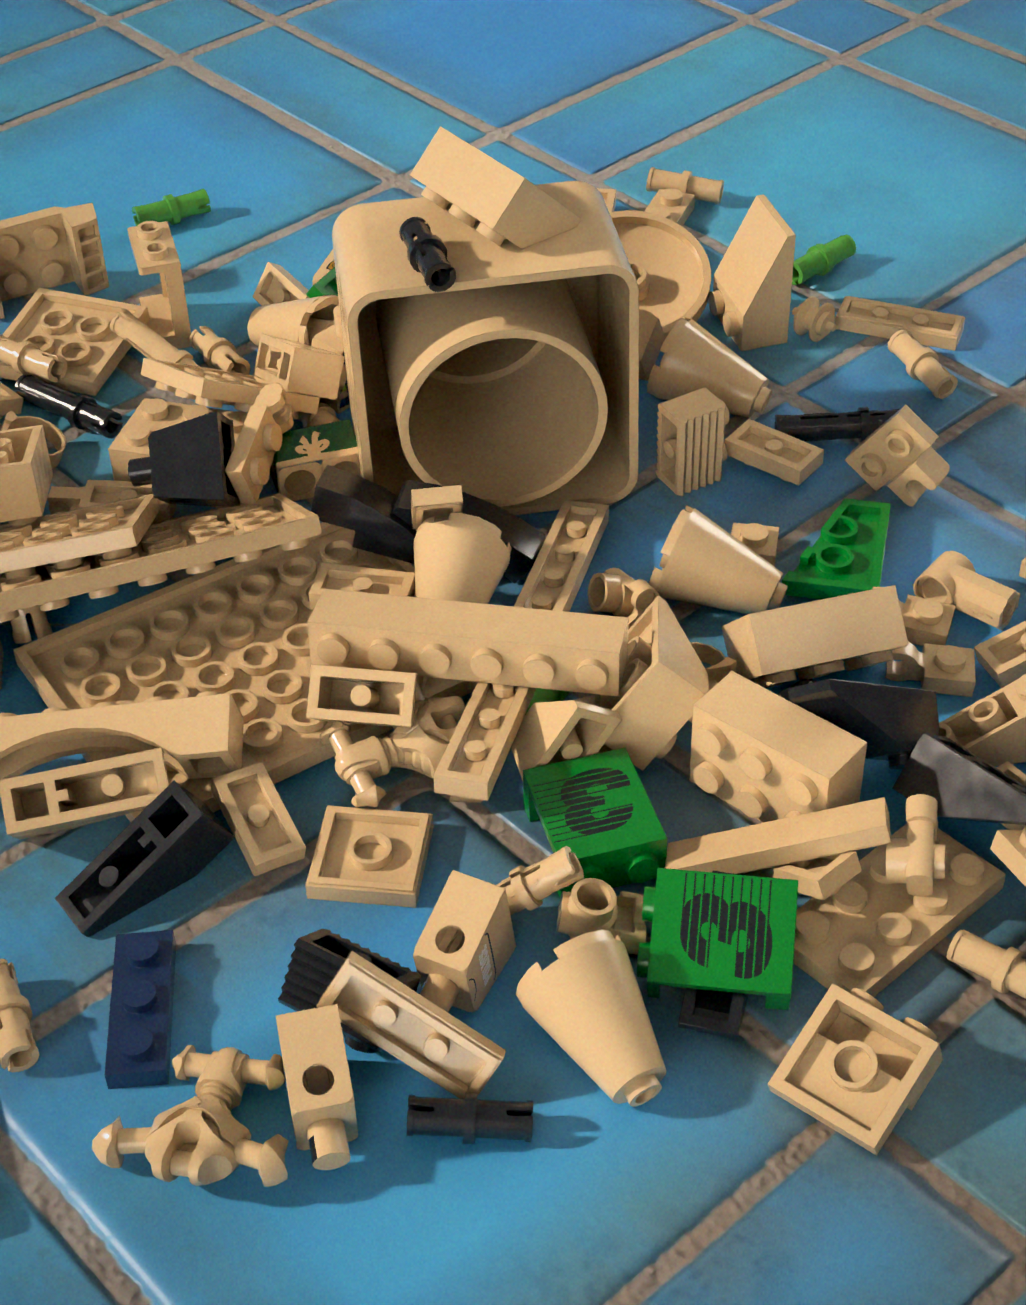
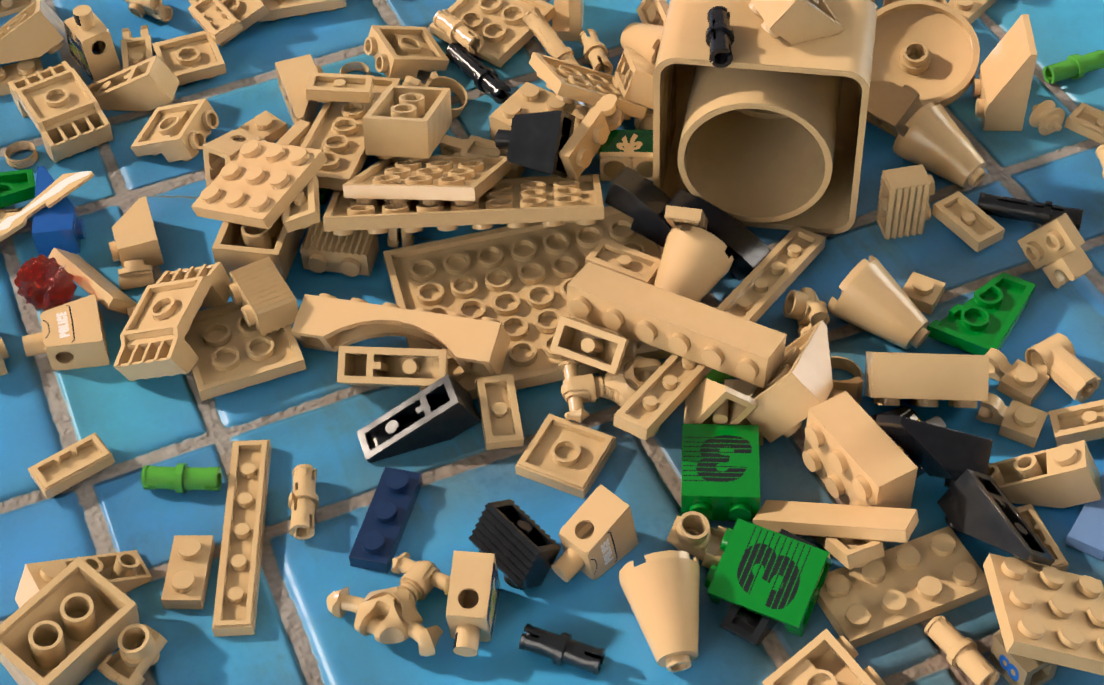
camera: 20 degrees right, 5 degrees up
(412, 1027) = (541, 580): tan tile -> none
(530, 885) = (656, 505): tan pin -> none
(918, 857) = (930, 555): tan plate -> none

